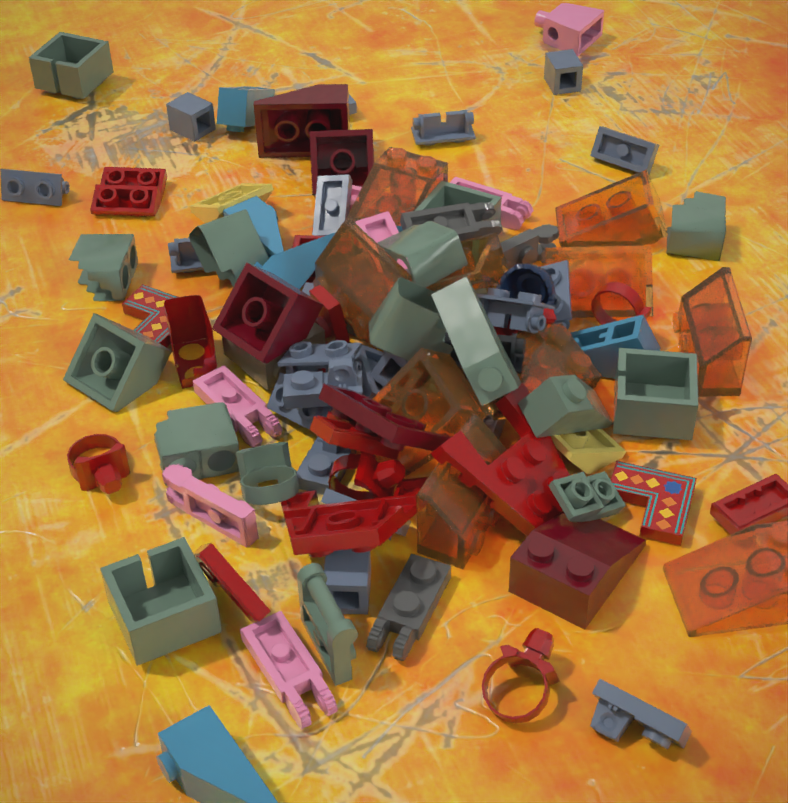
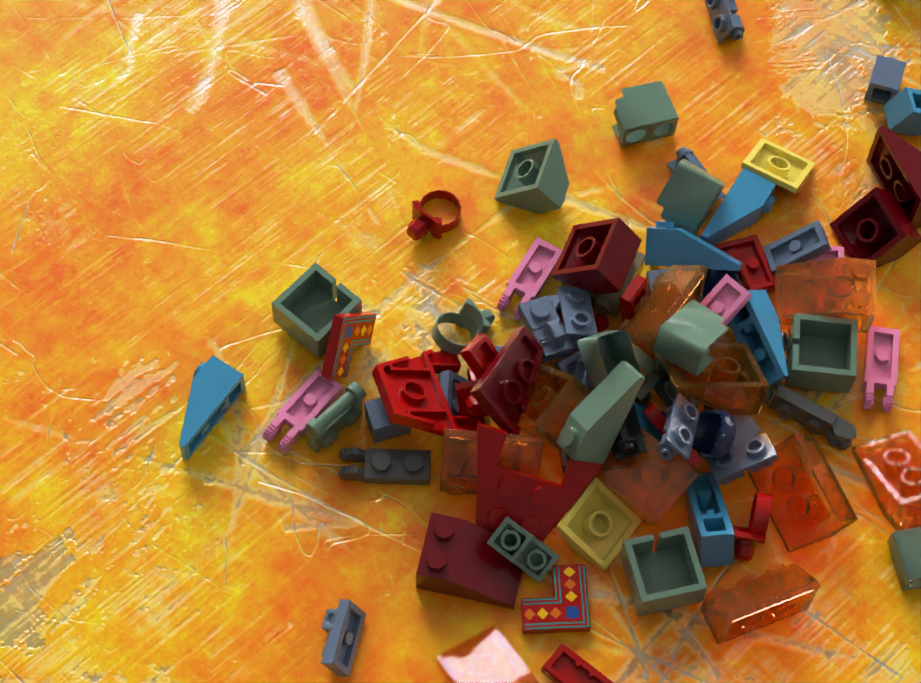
camera: 65 degrees right, 20 degrees up
(129, 191) = (755, 85): red slope -> none
(148, 305) = (608, 188): red tile -> none
(190, 324) = (585, 193): red piece -> none
(199, 440) = (474, 268): sand green piece -> none
(210, 505) = (422, 300): bright pink hinge -> none
(463, 218) = (767, 345): dark grey hinge -> none
(537, 647) = (363, 555): red piece -> none
(564, 407) = (601, 508): sand green slope -> none

